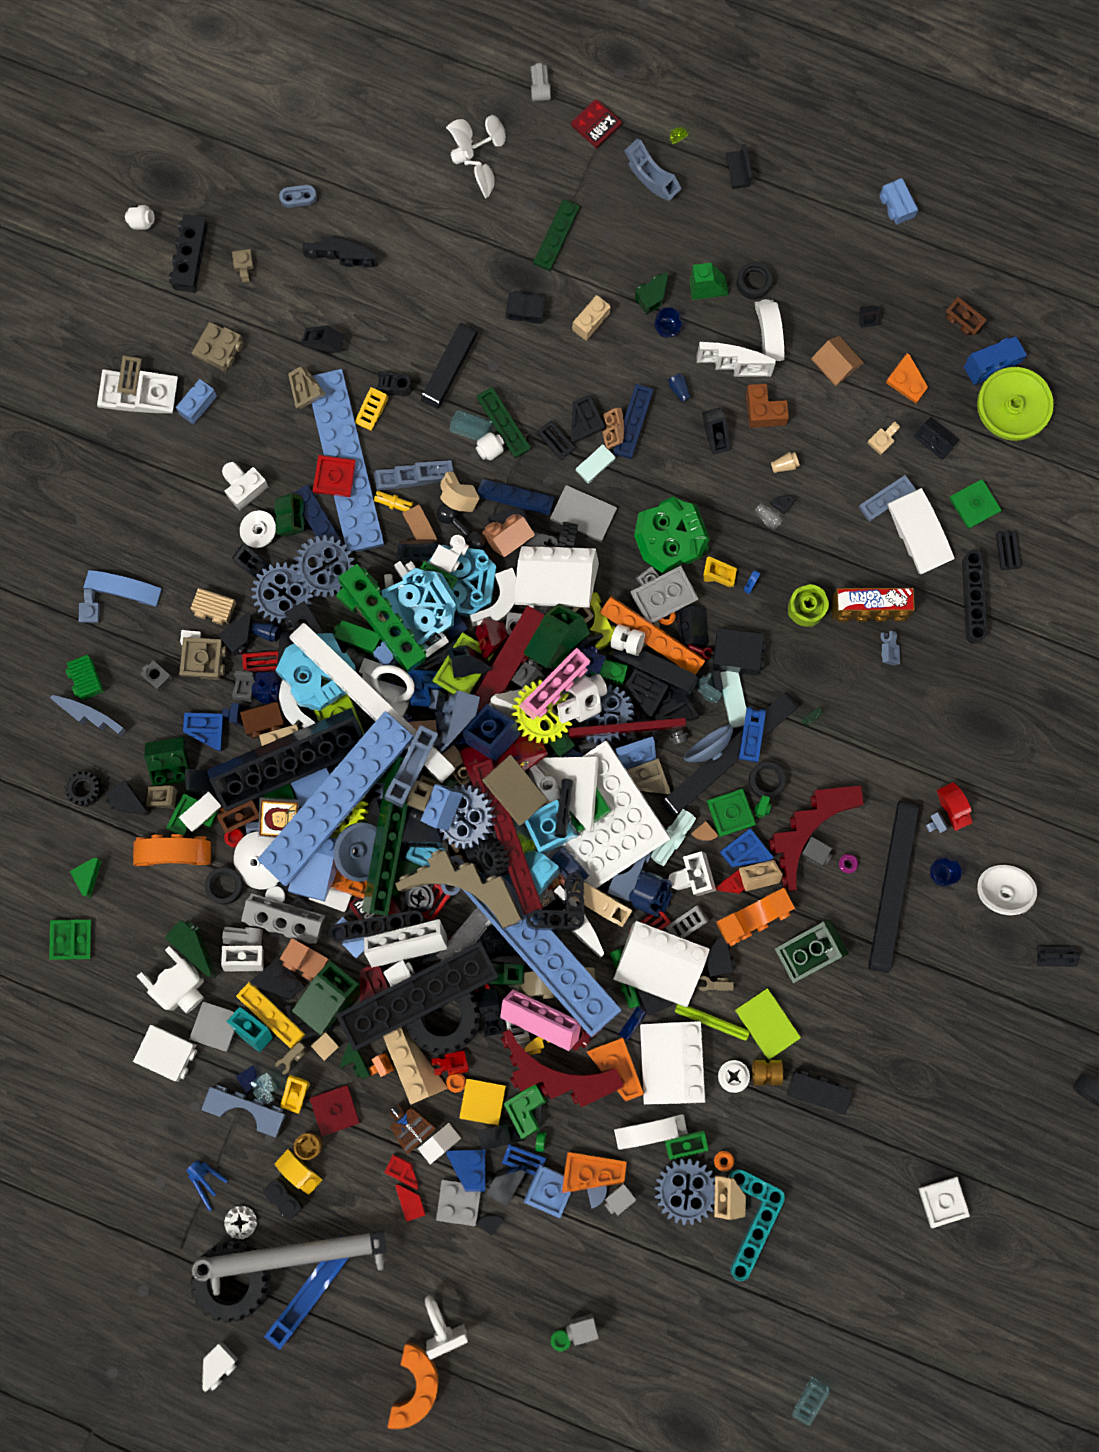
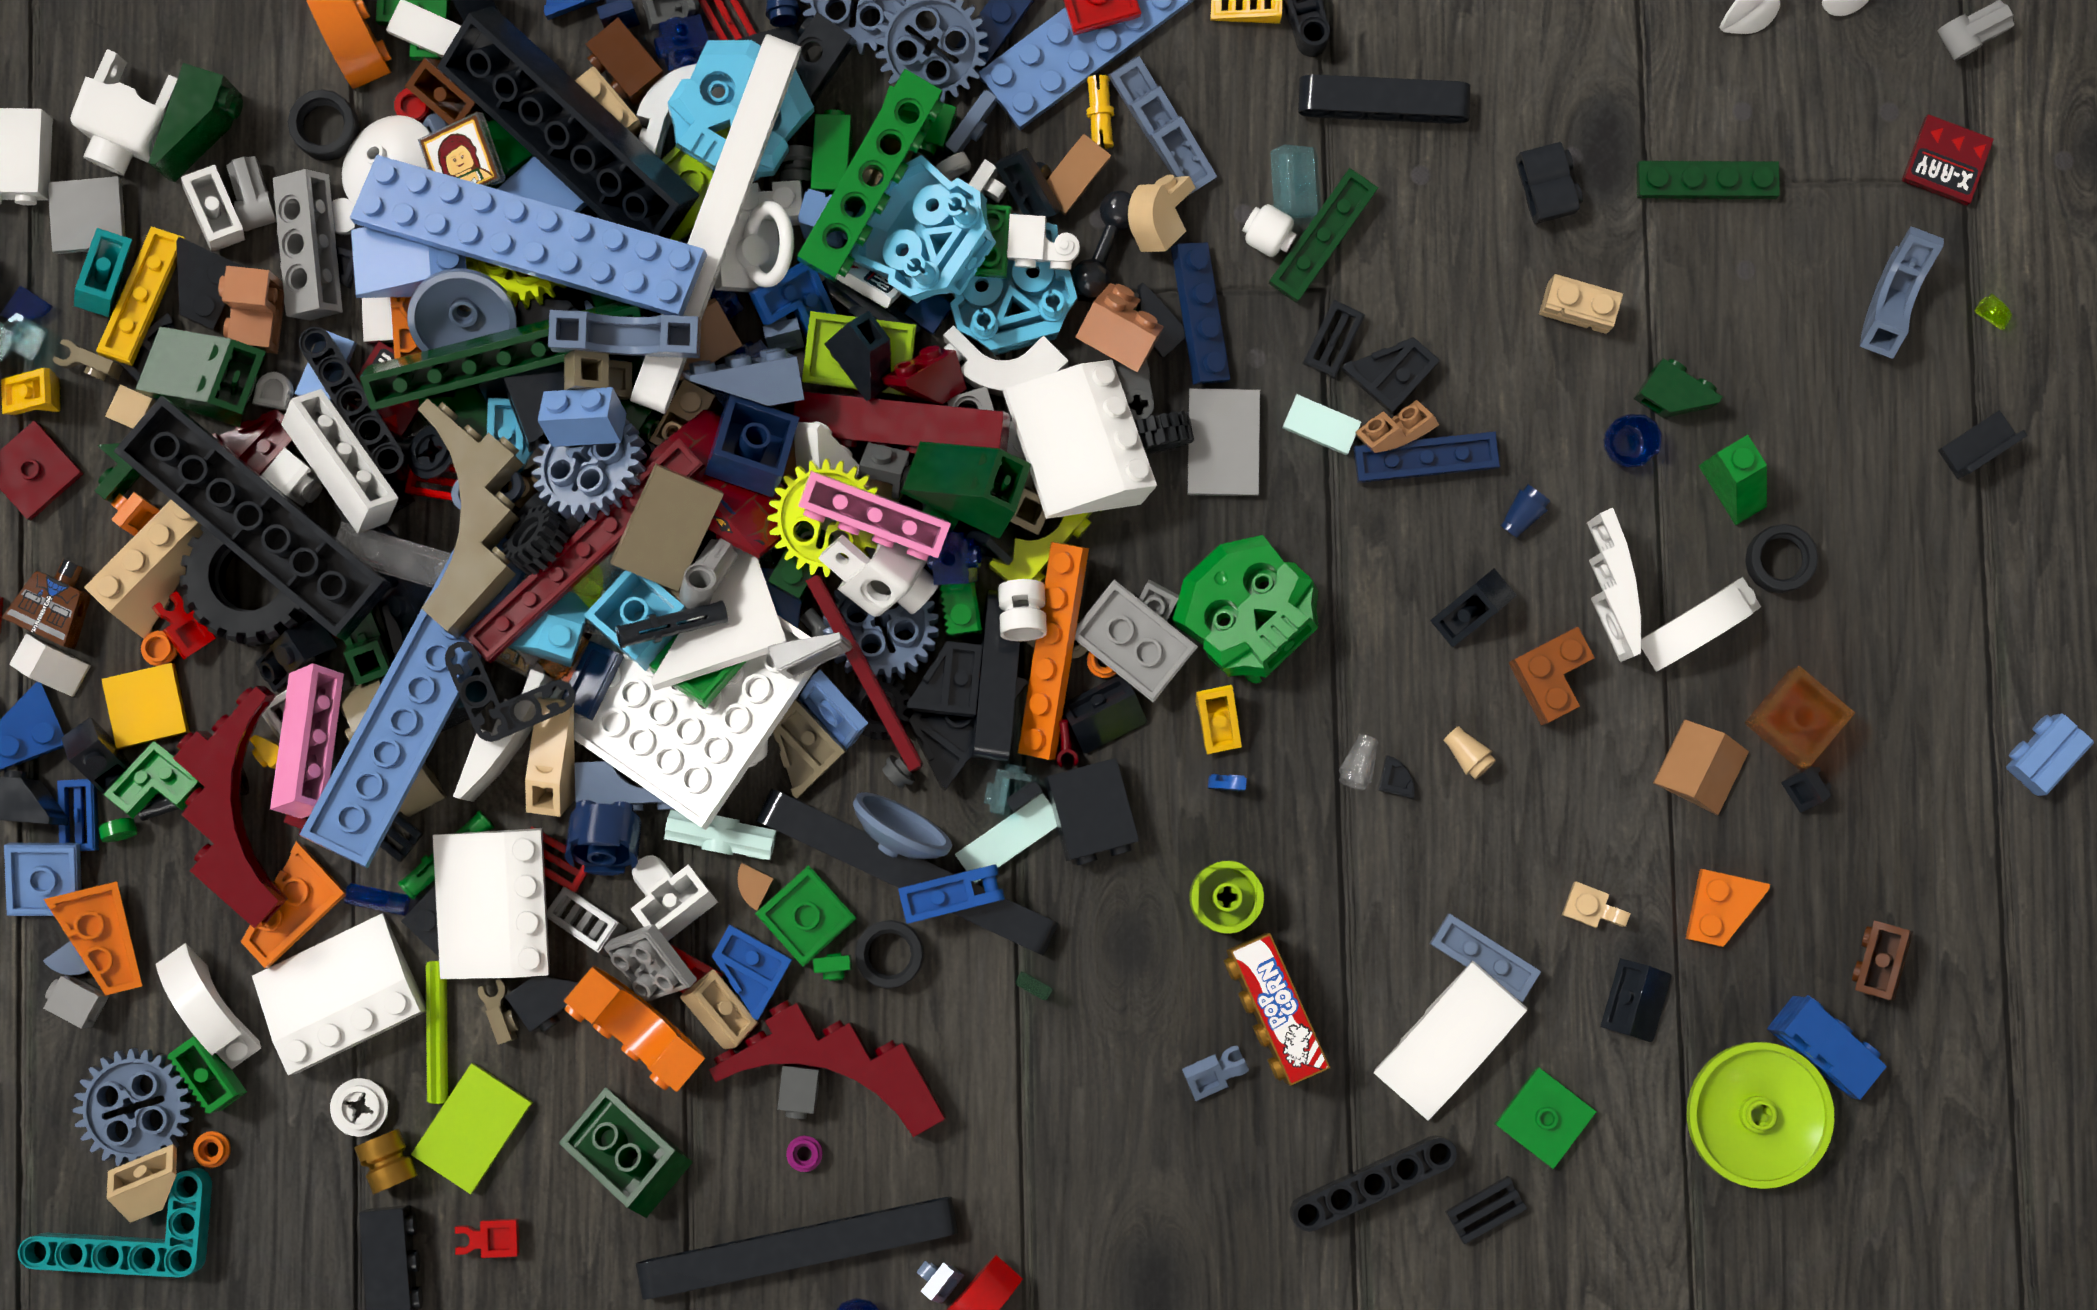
camera: 65 degrees right, 5 degrees up
(350, 967) = (273, 391): none -> white tile
(373, 565) = (972, 125): none -> sand blue plate
(606, 753) = (804, 654): none -> slope
(724, 896) = (649, 963): none -> light grey tile
(827, 1034) = (494, 1238): none -> red plate
(834, 304) = (1799, 717): none -> clear orange brick

